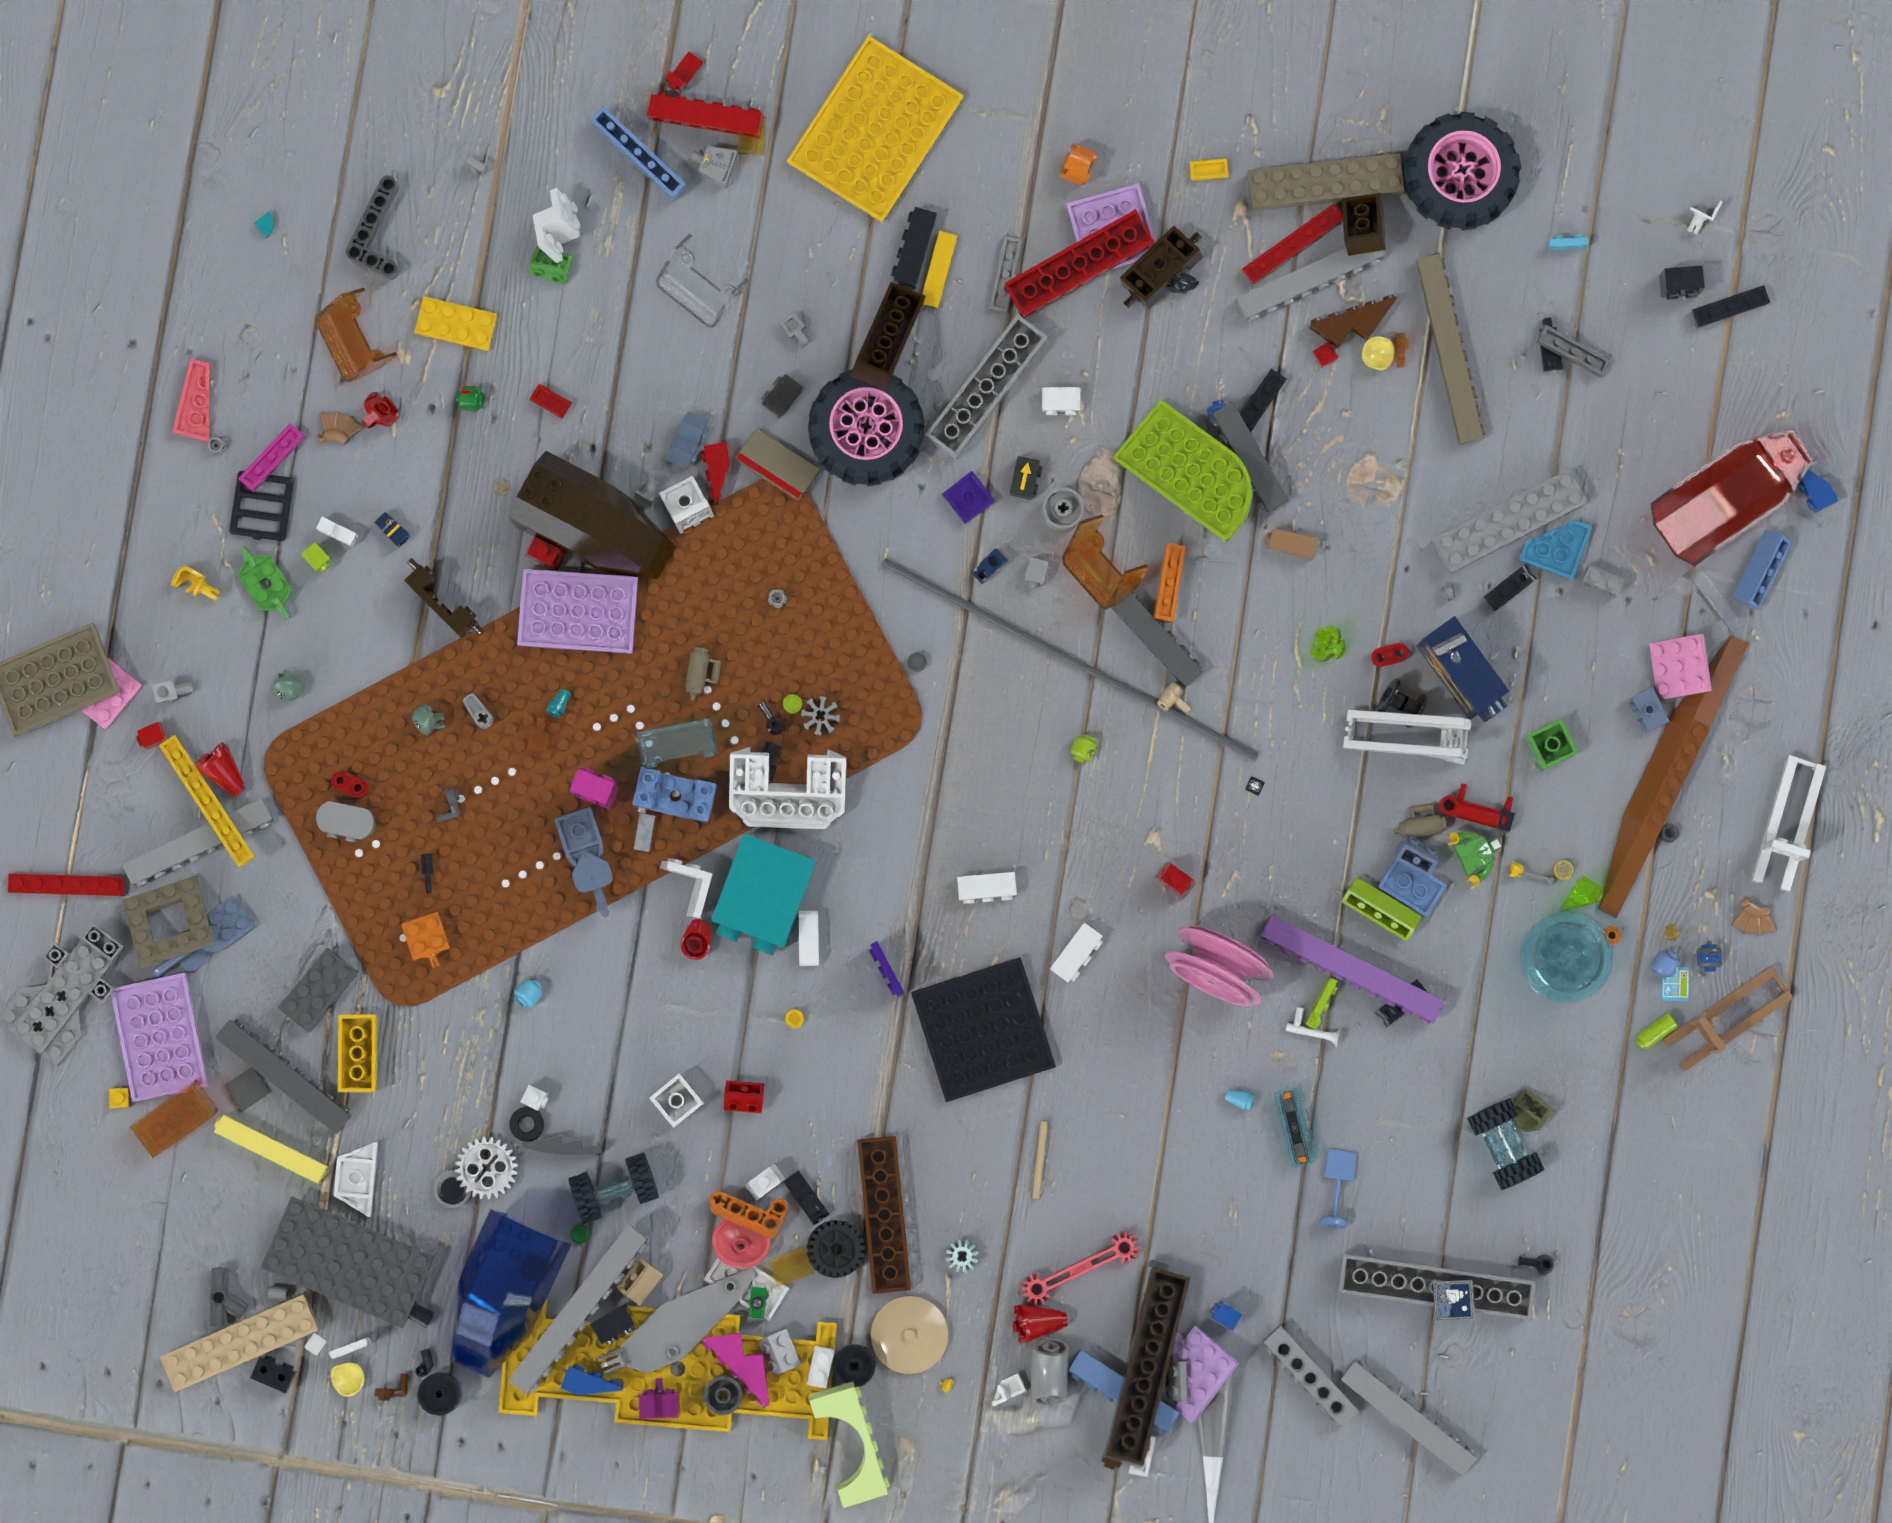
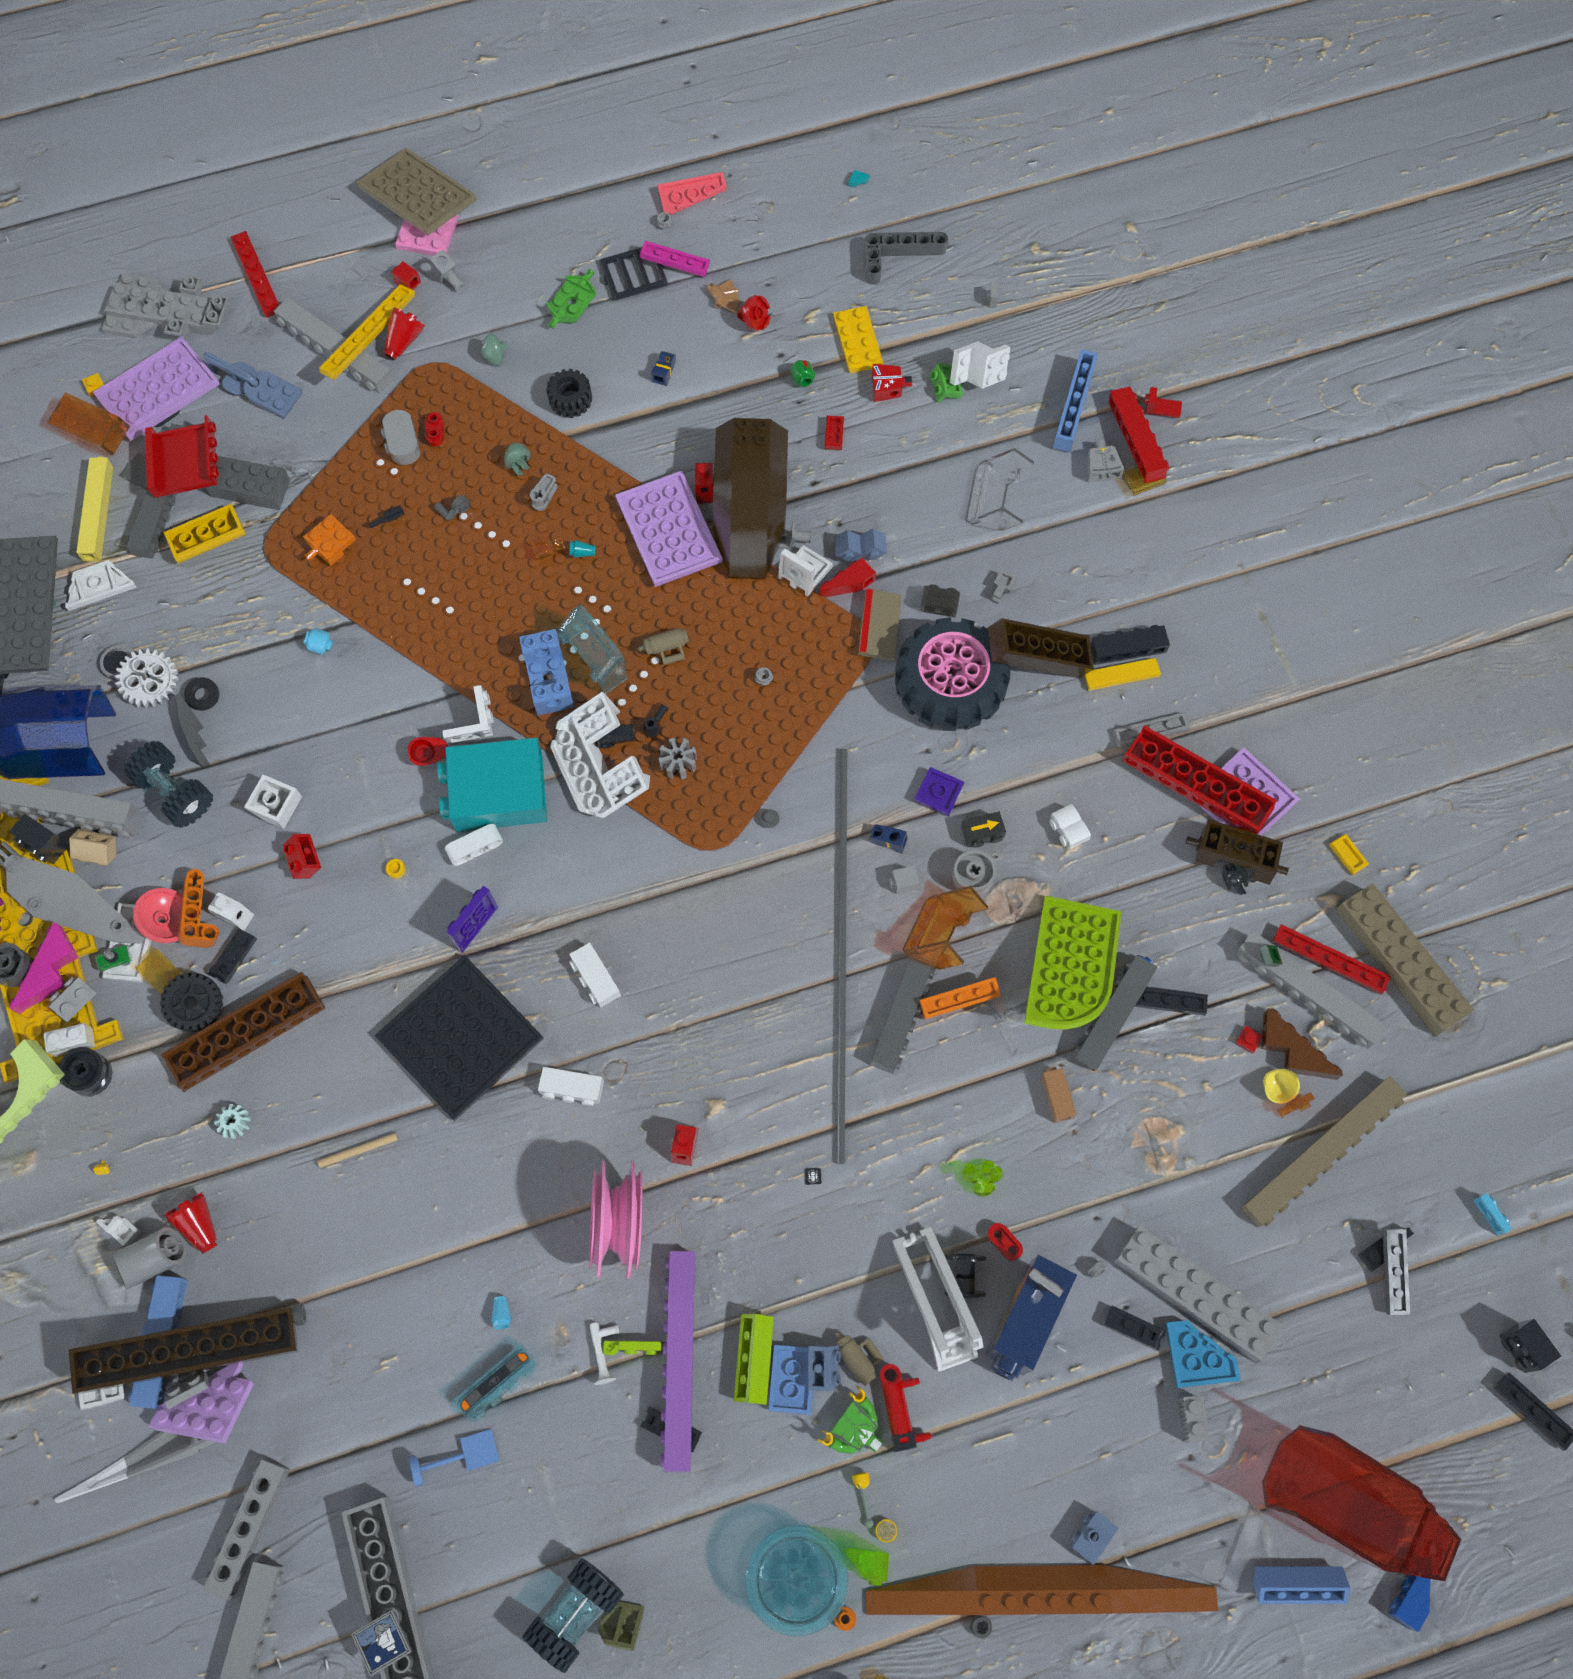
camera: 65 degrees right, 15 degrees down
(198, 580) = (545, 255): yellow piece -> none
(198, 937) = (223, 344): dark tan plate -> none
(267, 1040) = (181, 458): none -> red panel
(316, 558) = (611, 323): lime brick -> none
(337, 532) = (640, 329): white piece -> none
(345, 339) = (804, 265): clear orange windscreen -> none
(370, 620) = (569, 381): none -> black tyre
(421, 582) = (627, 404): dark brown brick -> none
(522, 320) = (888, 382): none -> red torso
(534, 1098) = (226, 687): white brick -> none
(579, 1233) = (119, 781): green plate -> none
(585, 852) = (461, 625): sand blue plate -> none
(593, 788) = (516, 598): dark pink brick -> none
(644, 832) = (502, 665): flat silver slope -> none
(792, 703) = (678, 732): lime piece -> none
(875, 129) = (1209, 568): yellow plate -> none
(909, 1334) = (138, 1110): tan dish -> none
(986, 387) = (1045, 757): light grey brick -> none
(1077, 164) = (1284, 737): orange brick -> none
(1080, 1268) = (266, 1239): coral arm -> none
(1084, 748) = (766, 999): lime head -> none
(1170, 696) = (856, 1054): tan piece -> none
(1225, 1315) = (273, 1406): blue brick -> none
(1268, 297) = (1271, 956): none -> dark green plate
(1363, 224) = (1390, 1008): dark brown brick -> none
(1481, 141) = (1512, 1043): black wheel -> none
(1551, 744) = (1004, 1450): bright green brick -> none
(1680, 667) = (1155, 1548): bright pink plate -> none

